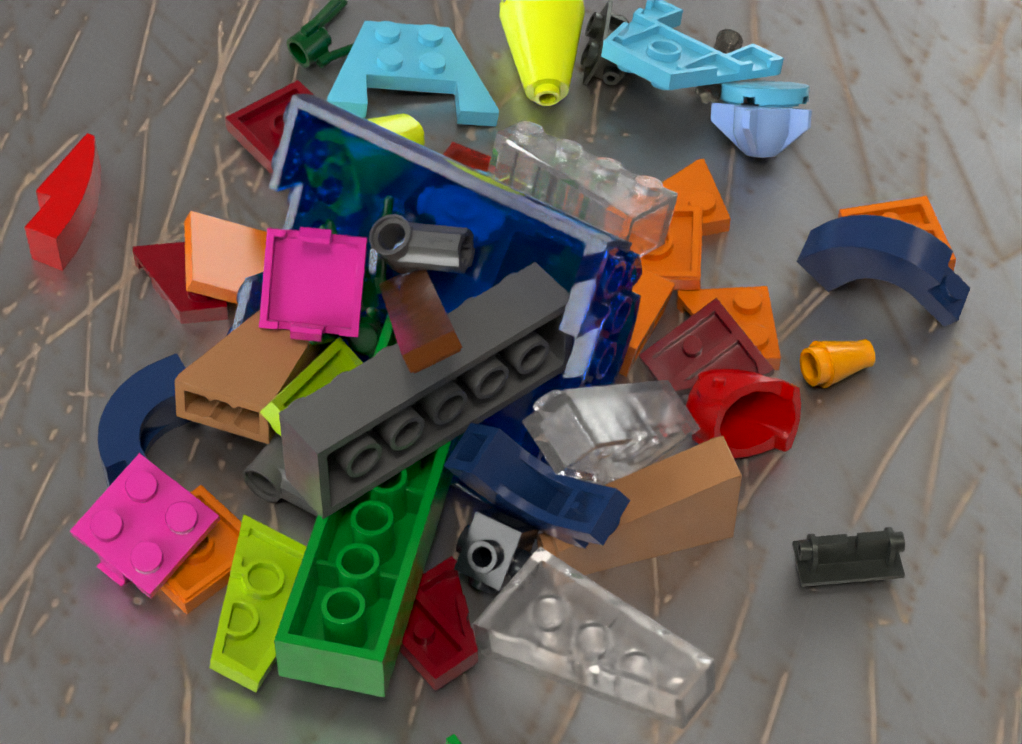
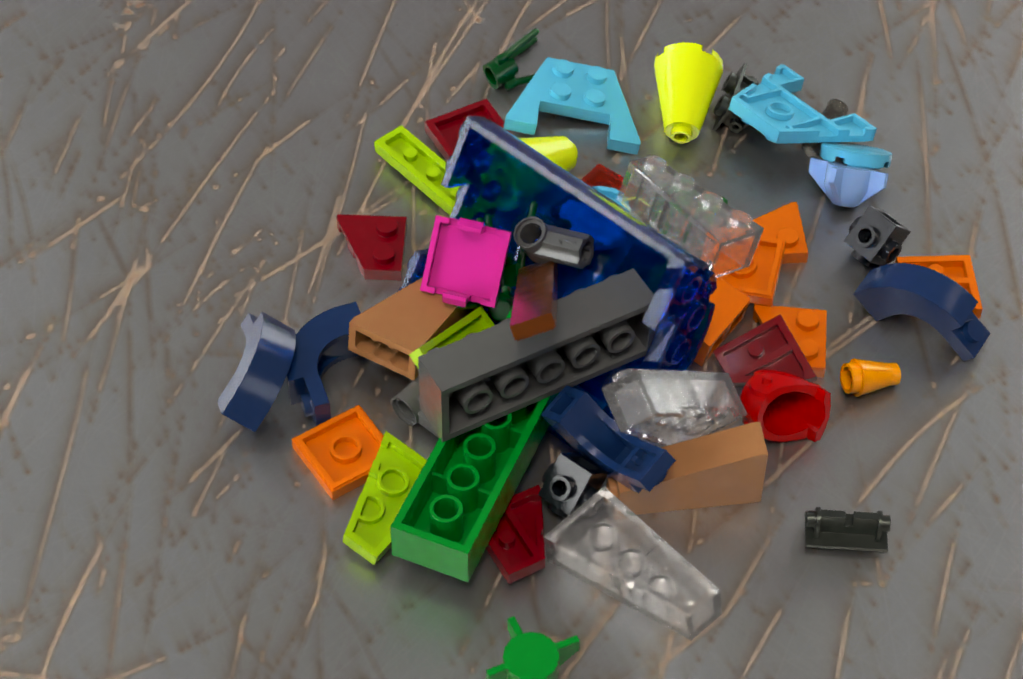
camera: 10 degrees right, 0 degrees up
(66, 206) = (291, 176): red slope -> none
(66, 459) = (260, 371): none -> dark blue arch
(144, 526) = (310, 429): dark pink piece -> none
(221, 255) = (400, 230): tile -> none
(229, 175) = (418, 165): none -> lime plate
(810, 189) = (876, 237): none -> black brick

